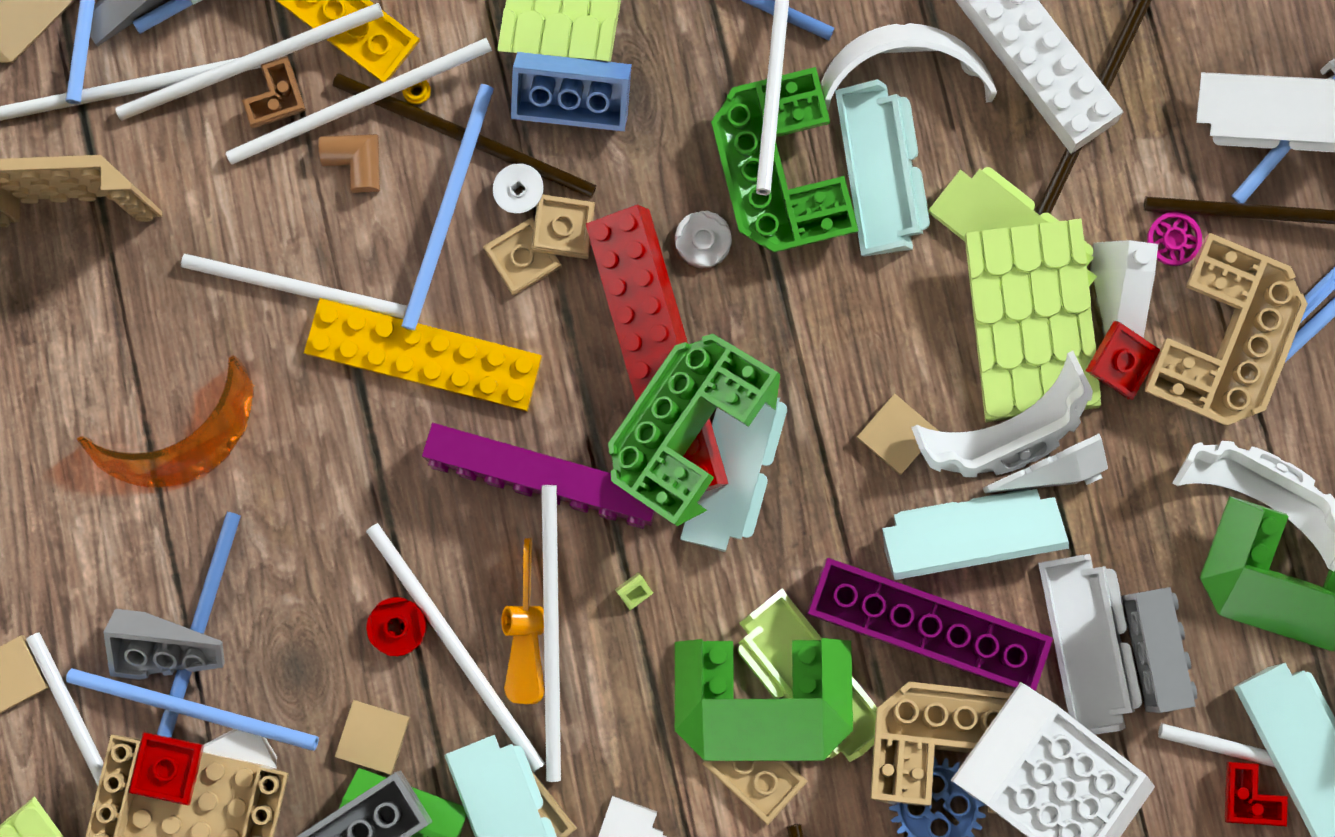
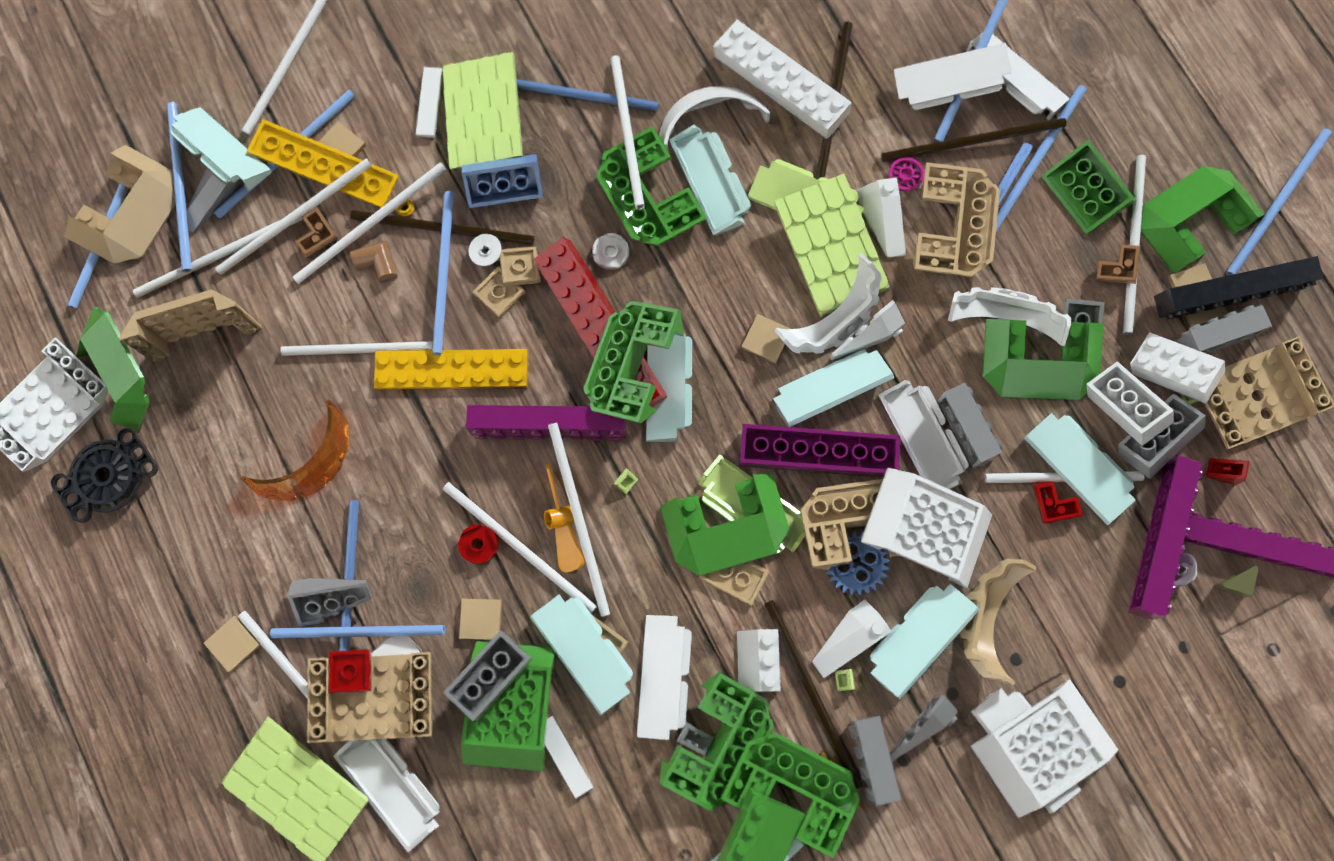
camera: 10 degrees left, 5 degrees down
(1123, 360) = (895, 254): red plate -> none

